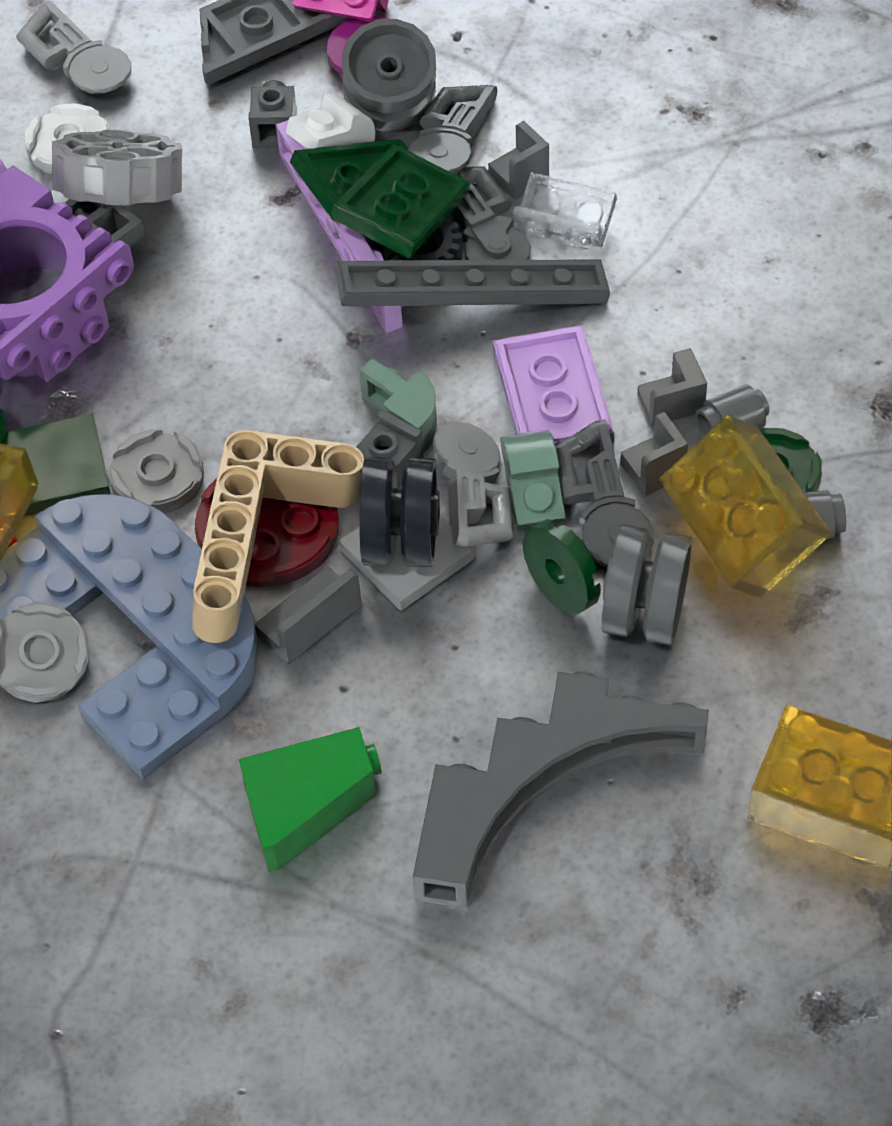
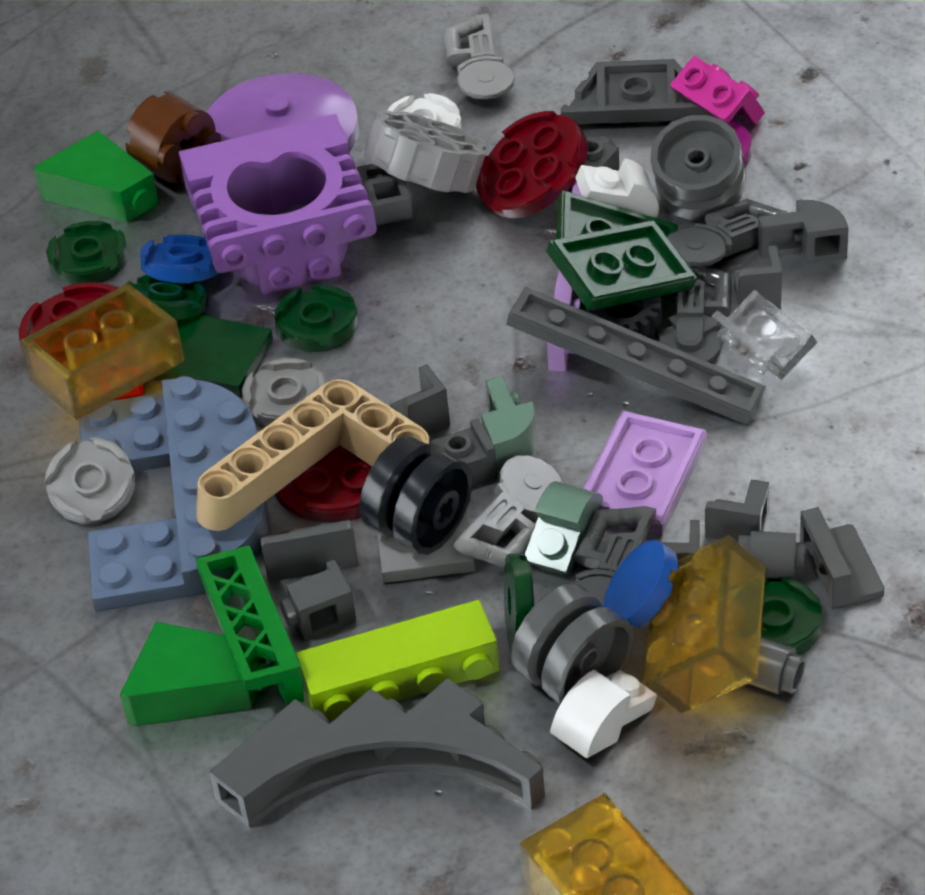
camera: 35 degrees right, 10 degrees down
(124, 382) = (316, 318): none -> dark green tile
(228, 136) = (532, 164): none -> dark red tile
(311, 413) = (428, 406): none -> dark grey panel
(335, 704) = (259, 613): none -> green fence
(368, 659) = (319, 603): none -> dark grey brick
(488, 679) = (400, 659): none -> lime brick
(528, 92) = (813, 230): none -> dark grey brick
(664, 494) = (642, 583): none -> blue tile
(703, 632) = (597, 710): none -> white brick
(789, 392) = (839, 561): none -> dark grey panel

